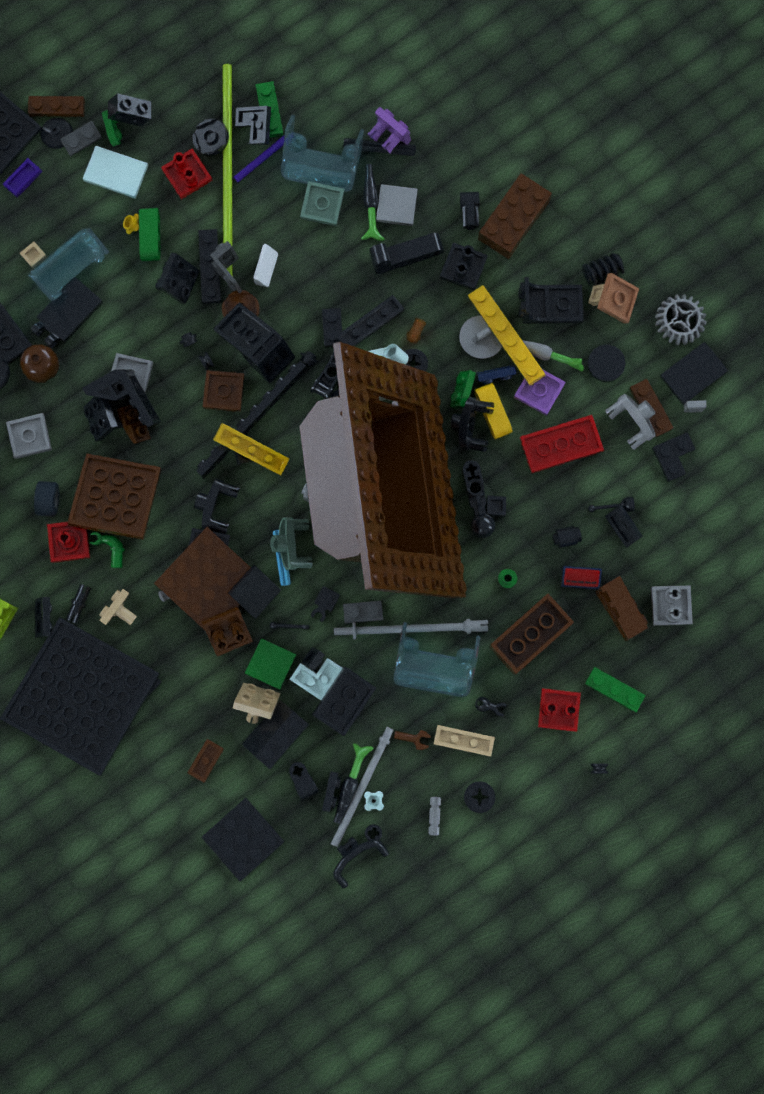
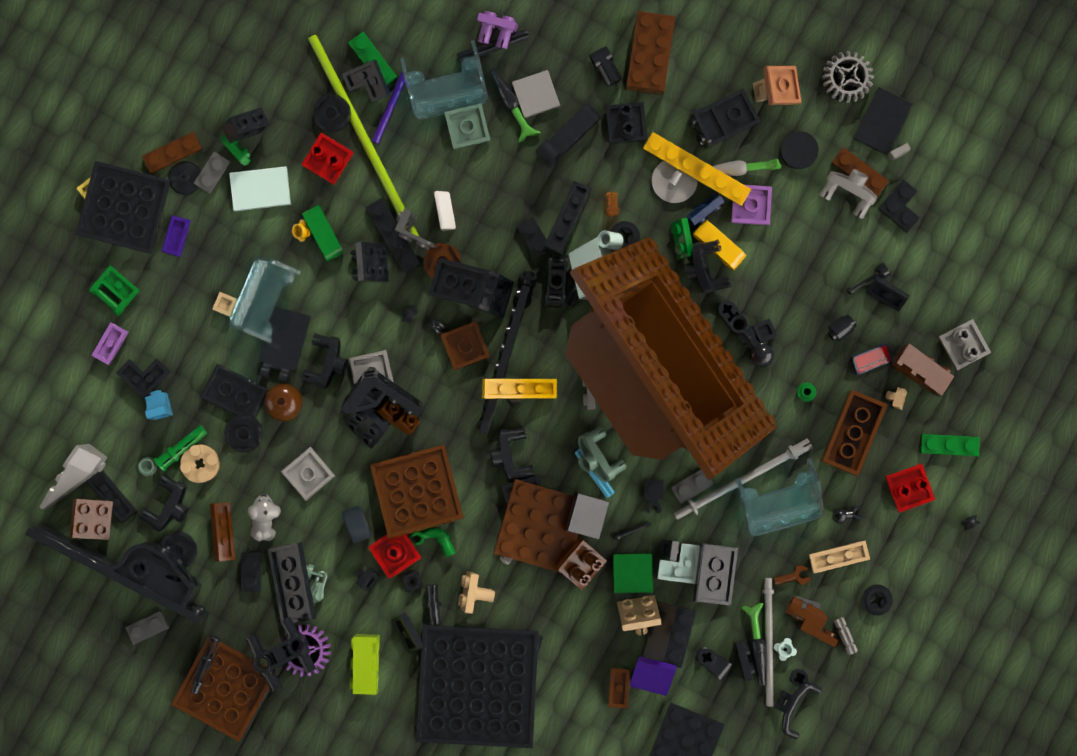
camera: 25 degrees left, 5 degrees up
(30, 551) = (366, 578): none -> black tile
(66, 570) = (409, 586): none -> black plate
(99, 350) = (333, 363): none -> black connector
(240, 764) = (652, 675): none -> dark purple tile
(411, 783) = (811, 618): none -> reddish brown plate
(561, 444) = (795, 245): red plate -> none
(587, 624) = (897, 398): none -> tan tile
(602, 267) = (754, 63): black piece -> none

